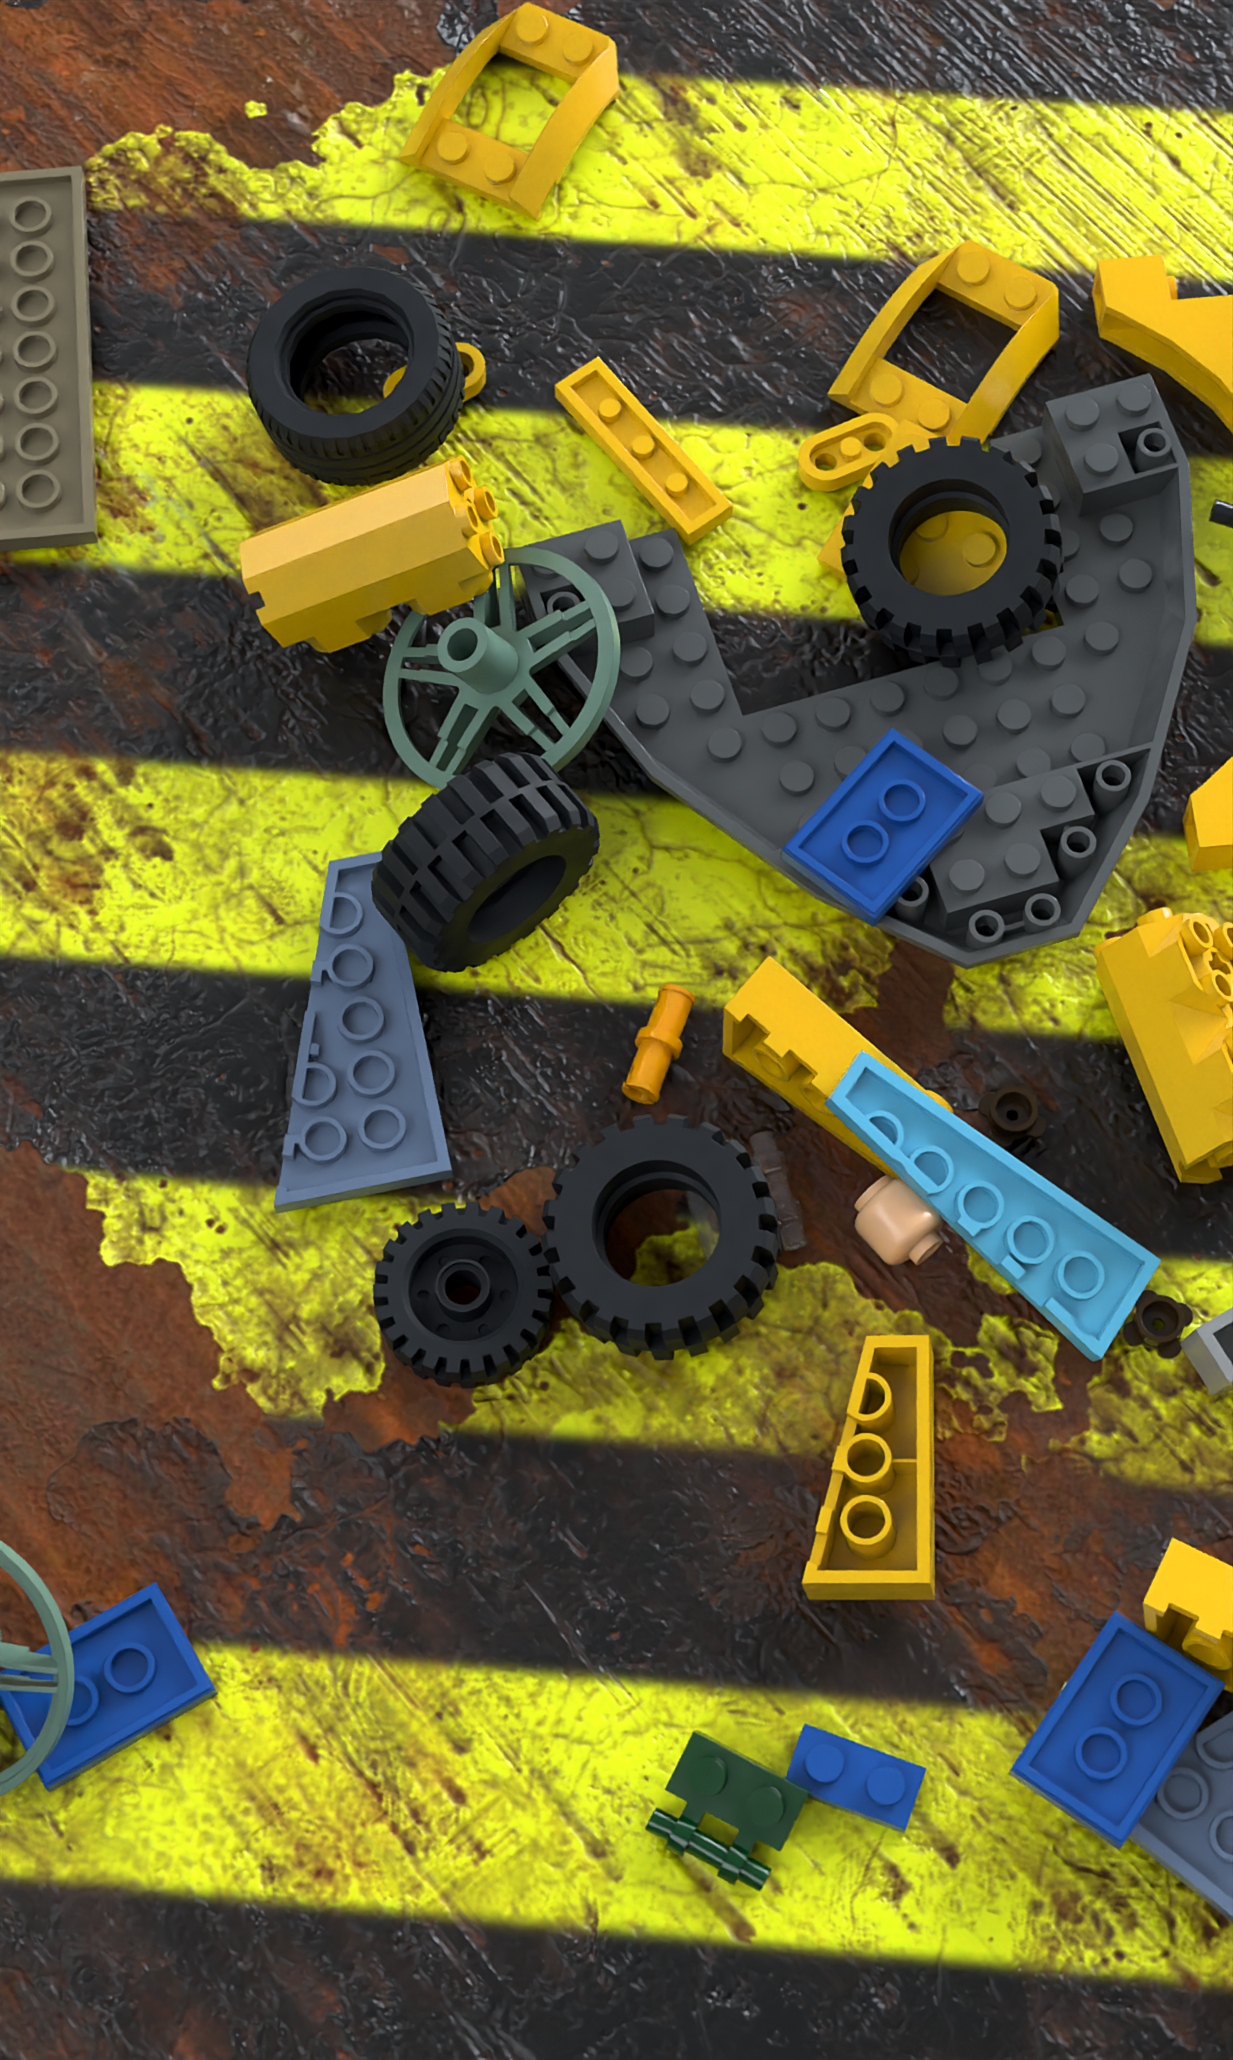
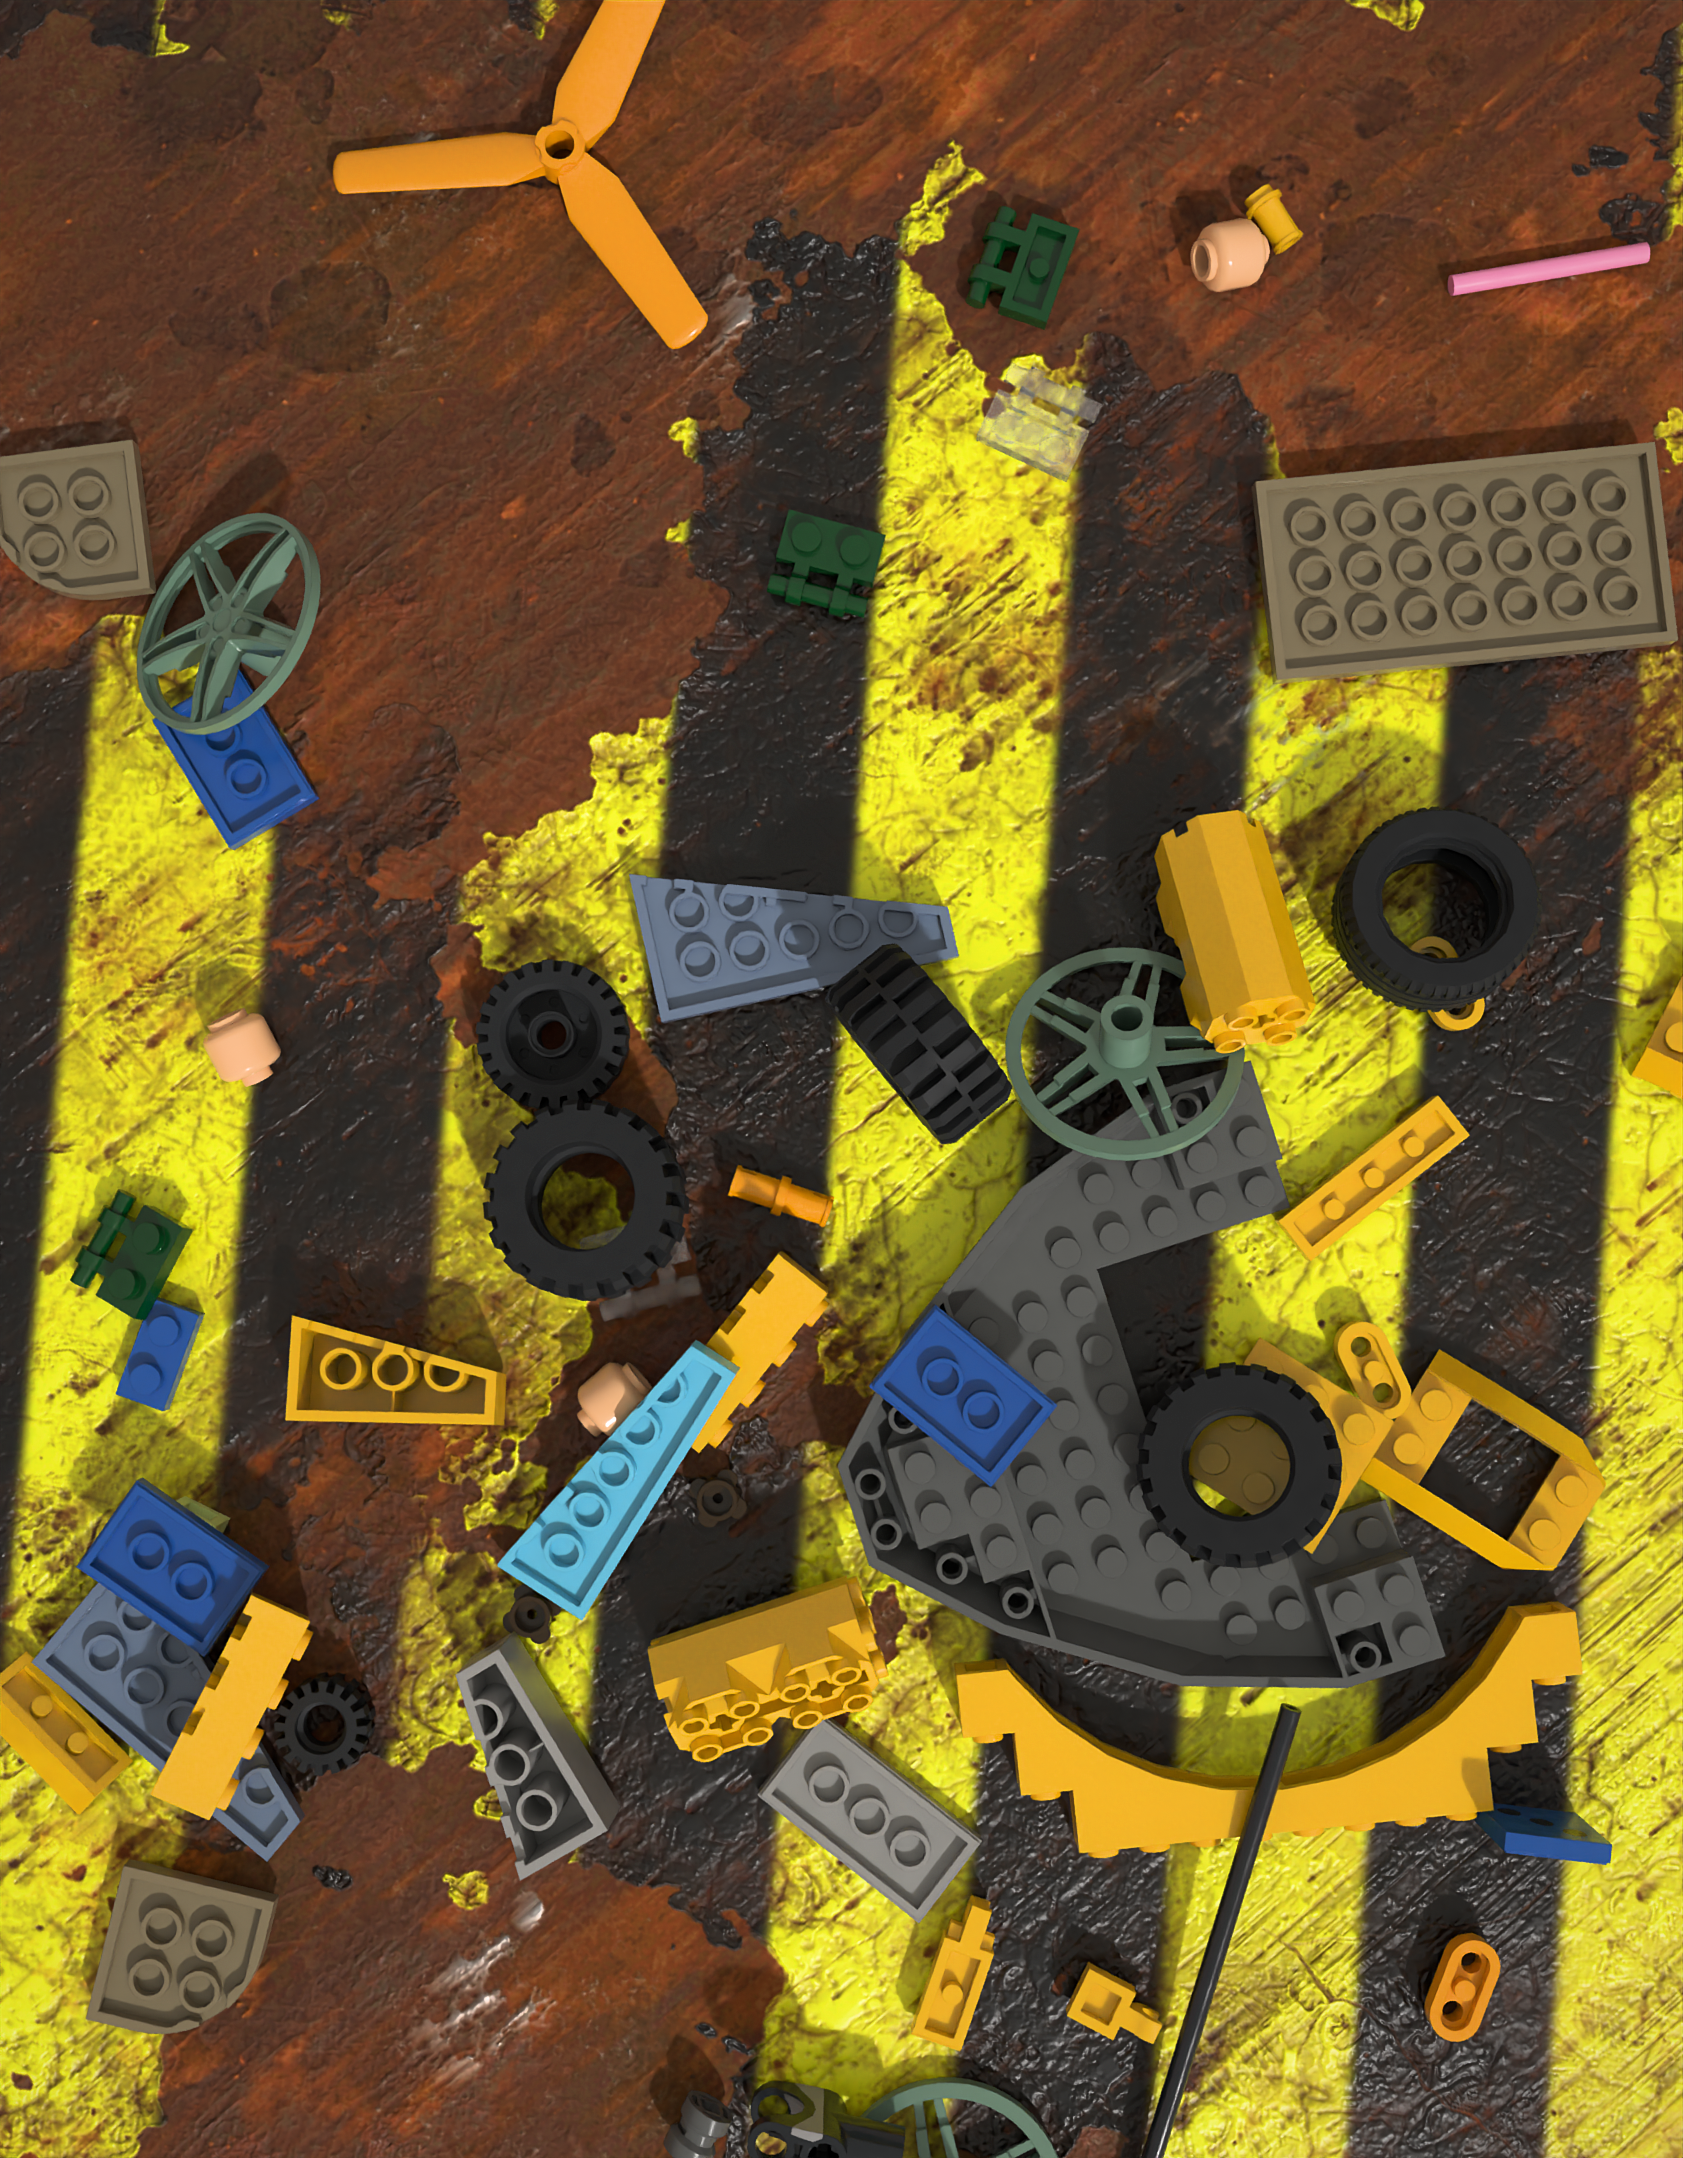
camera: 85 degrees right, 20 degrees up
(467, 1666) = (241, 1047): none -> light nougat head

